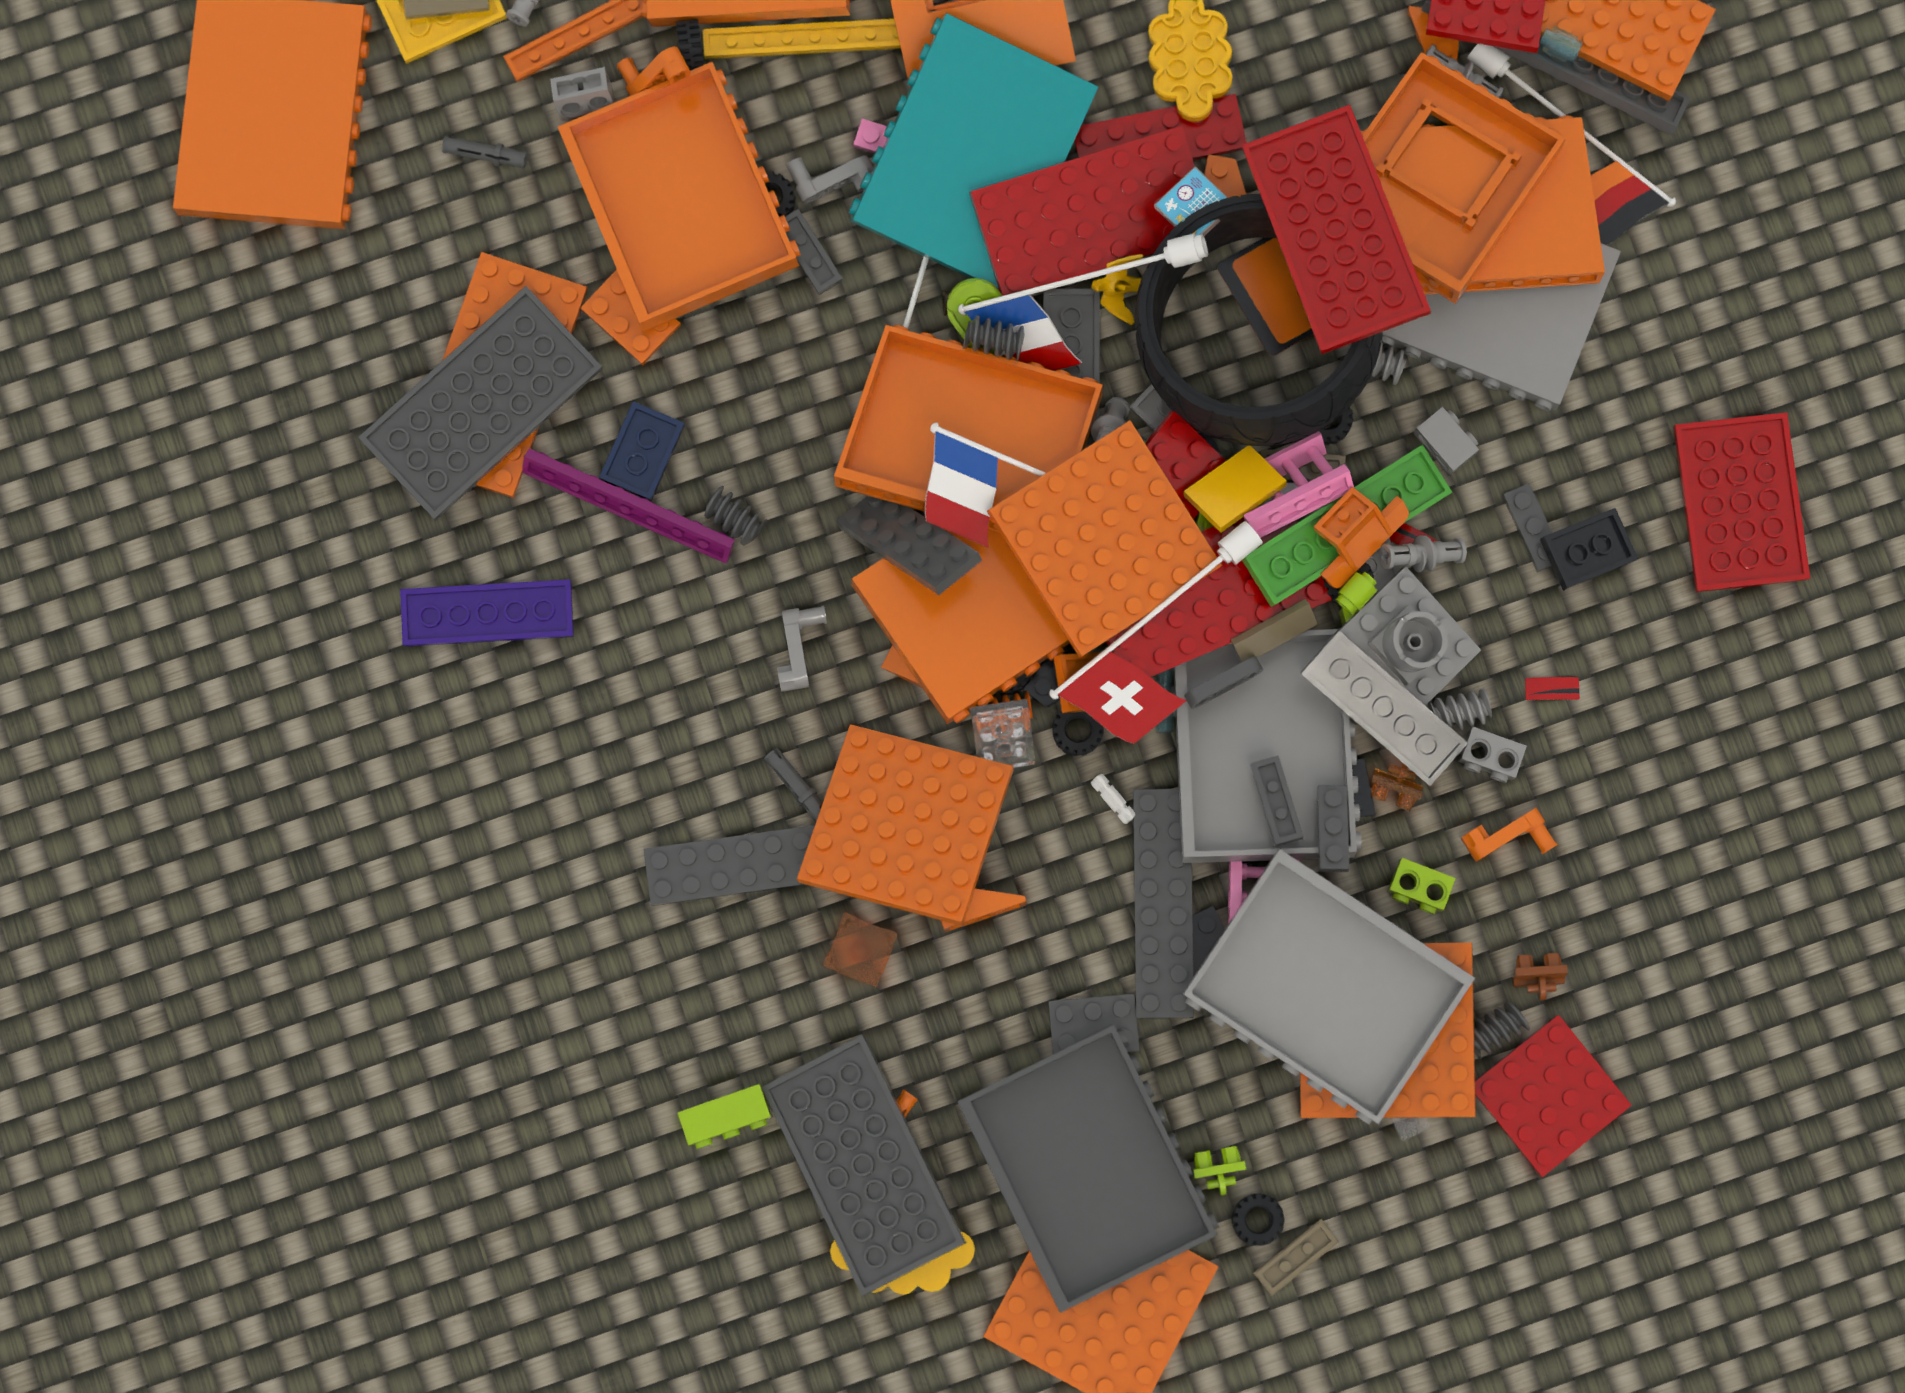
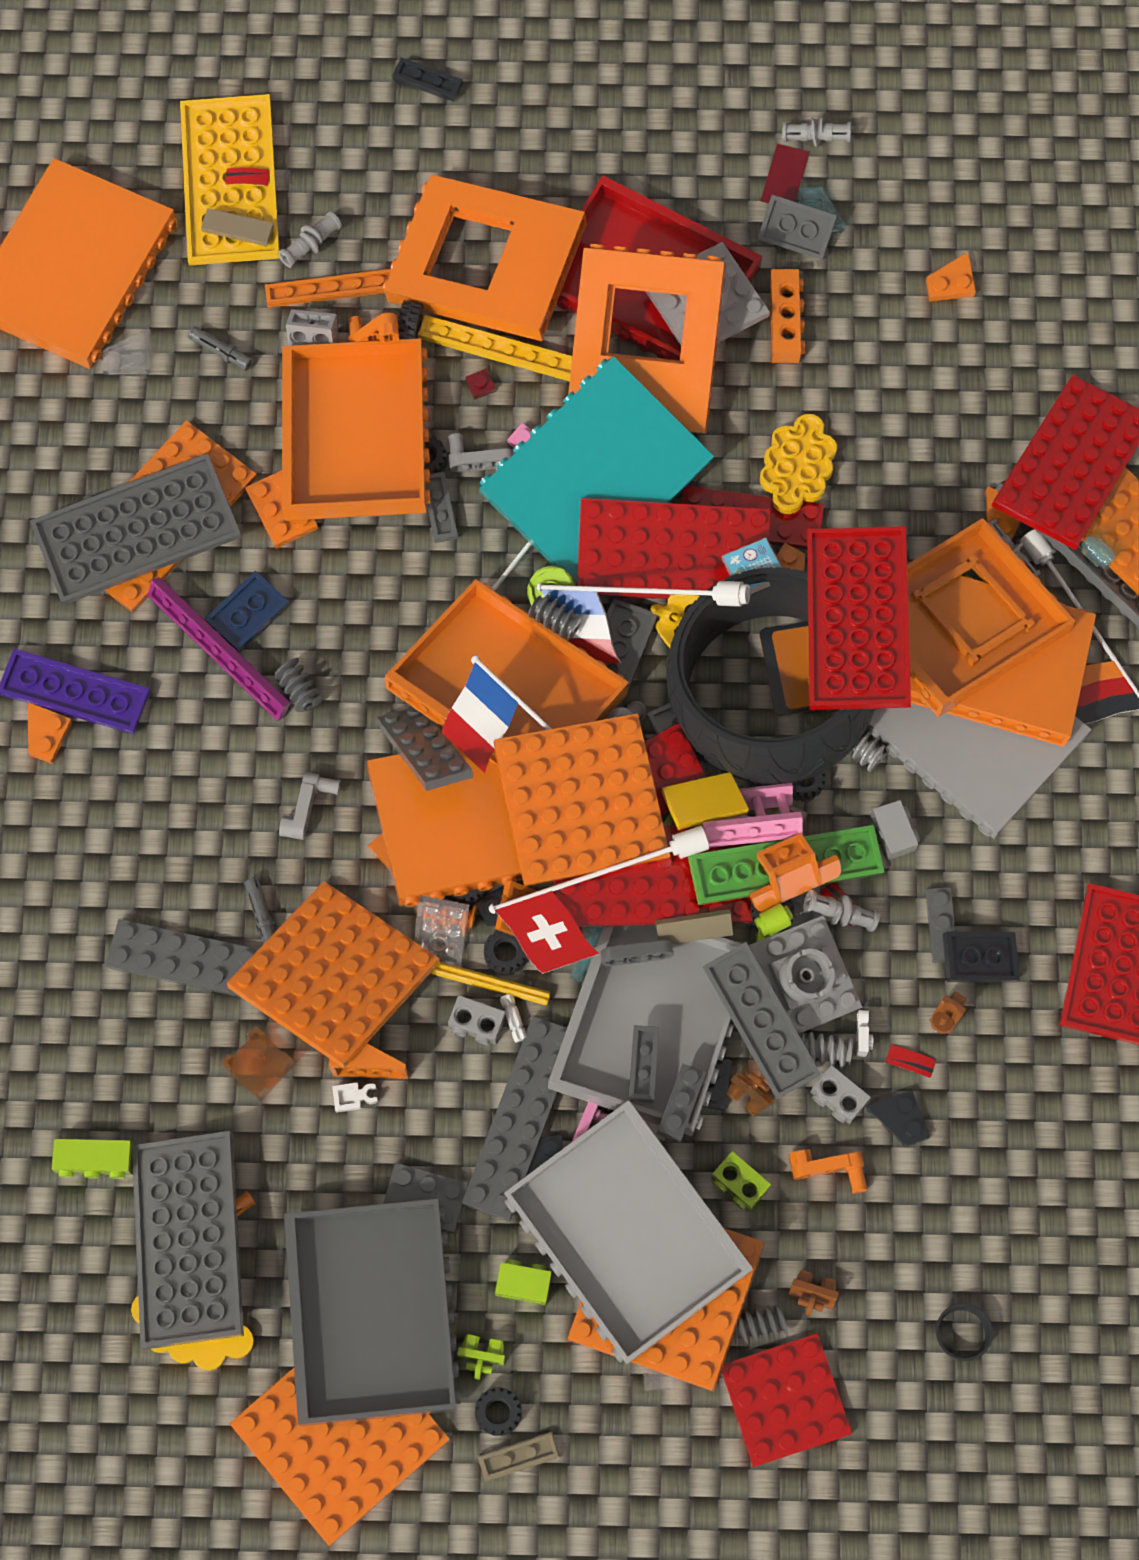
camera: 20 degrees right, 10 degrees down
(383, 197) = (129, 355): none -> clear wing
(474, 669) = (45, 732): none -> orange wing
(796, 88) = (480, 384): none -> dark red plate
(972, 950) = (348, 1096): none -> white plate
(1075, 808) = (479, 1014): none -> light grey brick
(1077, 769) = (492, 983): none -> yellow axle
(1234, 1076) = (523, 1282): none -> lime brick
(1496, 685) = (864, 1040): none -> white plate
(1564, 754) = (901, 1117): none -> black wing
(1576, 625) = (948, 1013): none -> dark orange hips
(1734, 946) = (985, 1321): none -> black tyre

